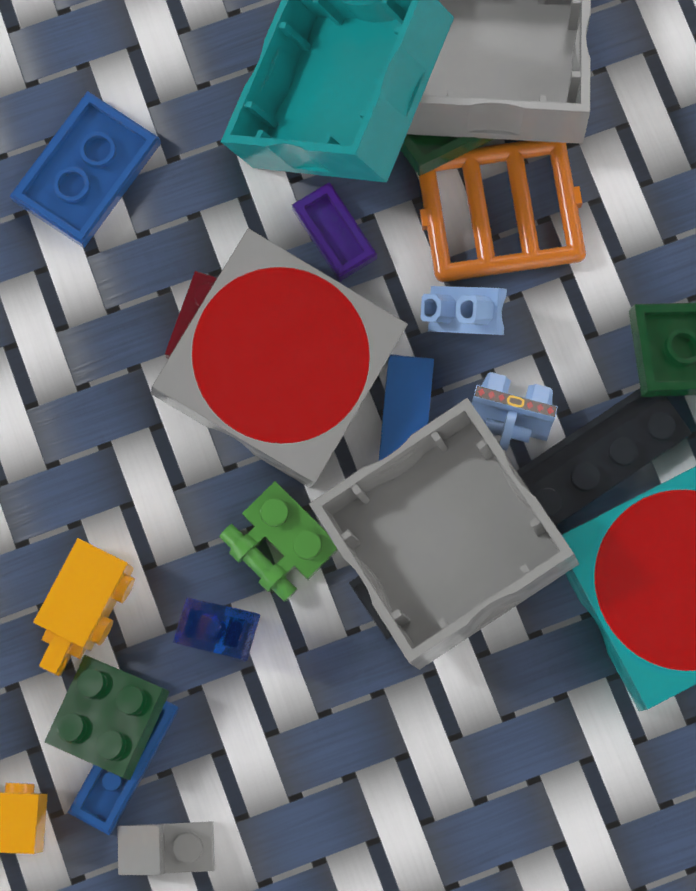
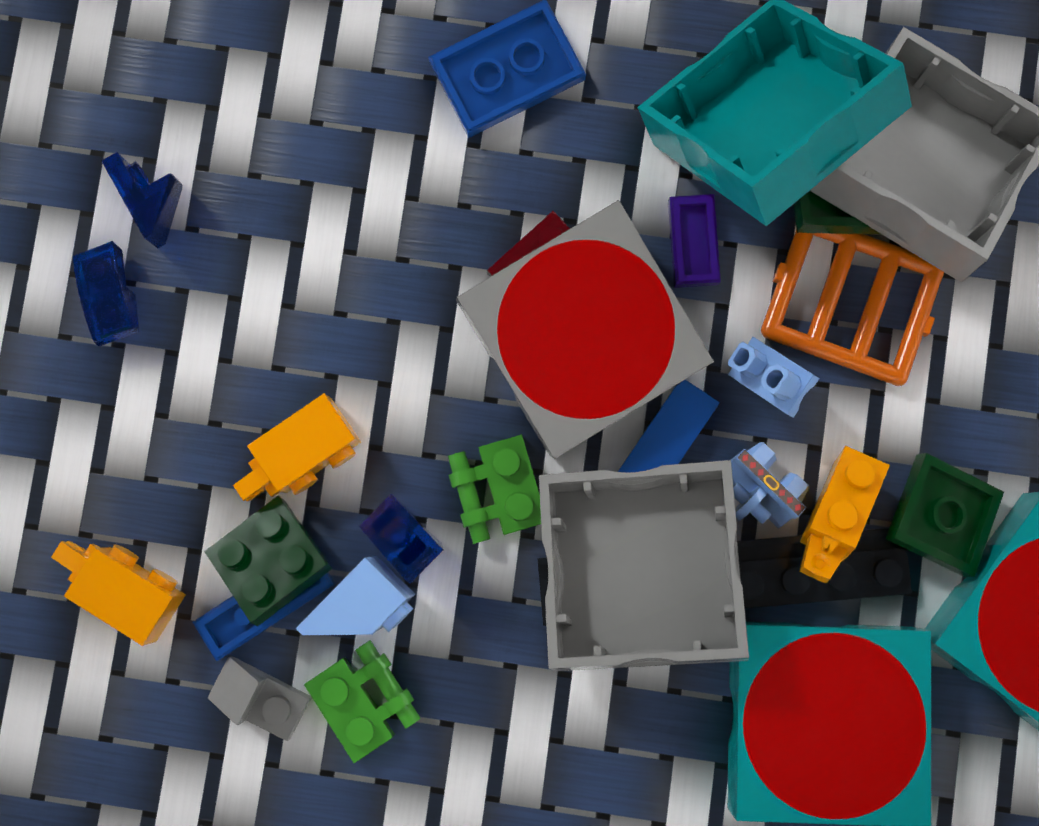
camera: 30 degrees right, 5 degrees up
(212, 704) = (361, 603): none -> light blue slope
(254, 810) = (350, 707): none -> bright green plate
(590, 394) = (841, 512): none -> light orange hinge

